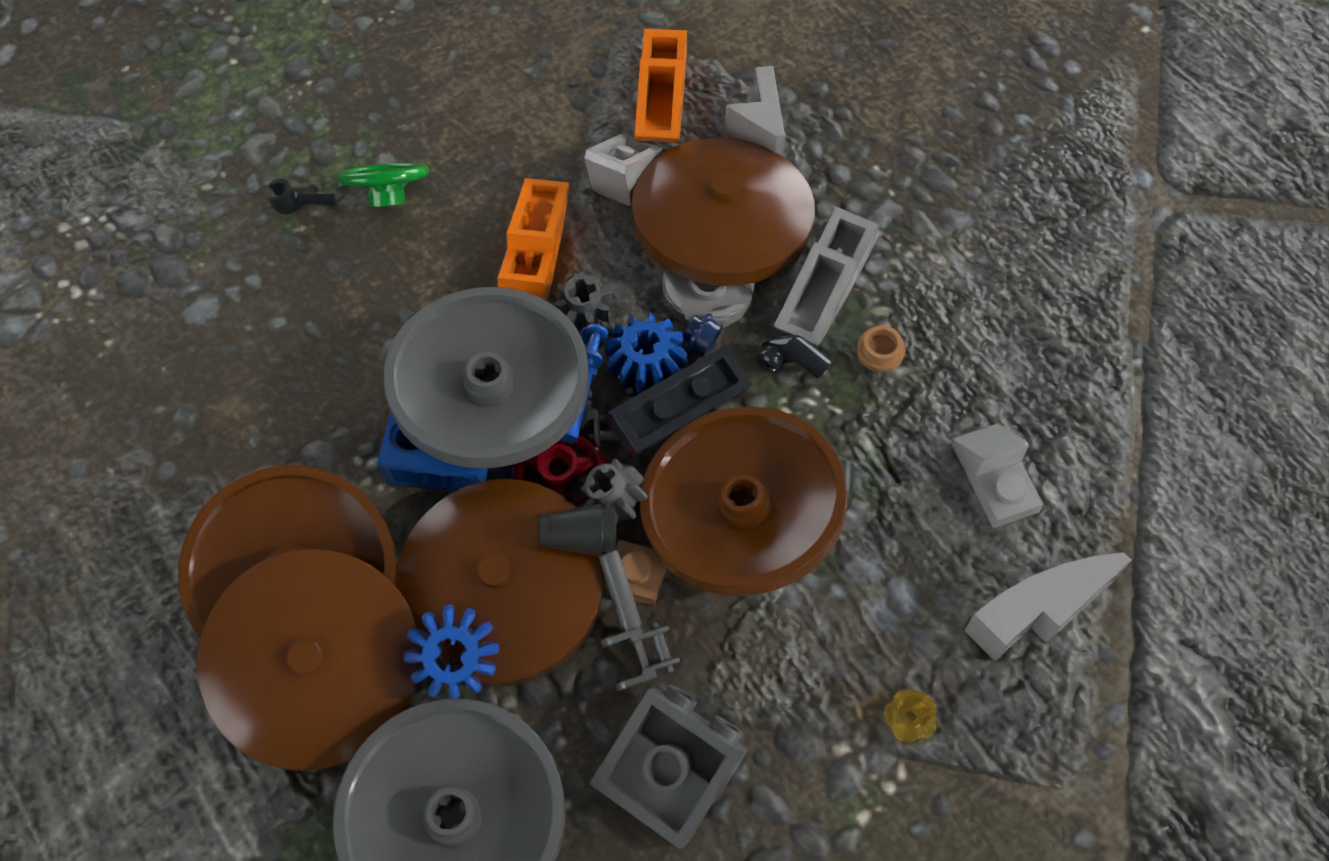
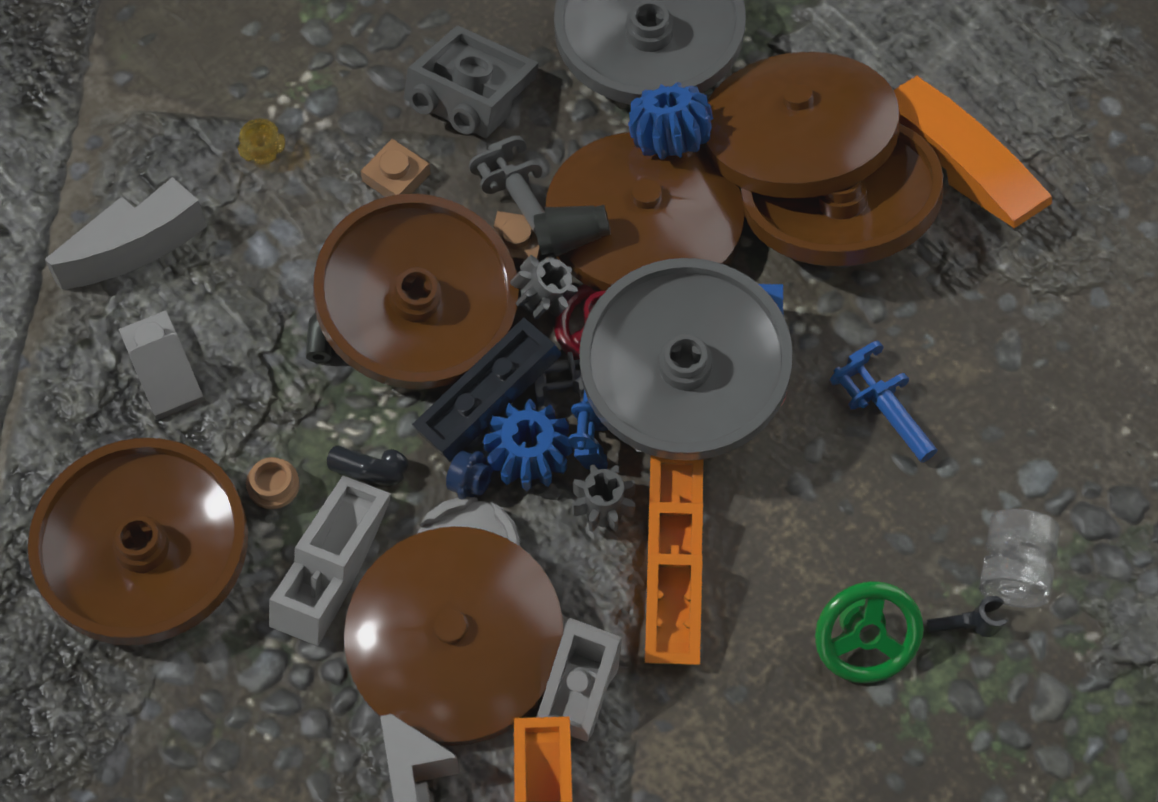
camera: 175 degrees right, 0 degrees up
(145, 617) = (972, 156): none -> orange slope
(242, 221) = (1020, 558): none -> clear wheel
(314, 383) = (883, 397): none -> blue piece
(760, 667) = (395, 170): none -> medium nougat plate
(998, 291) = (138, 541): none -> reddish brown dish

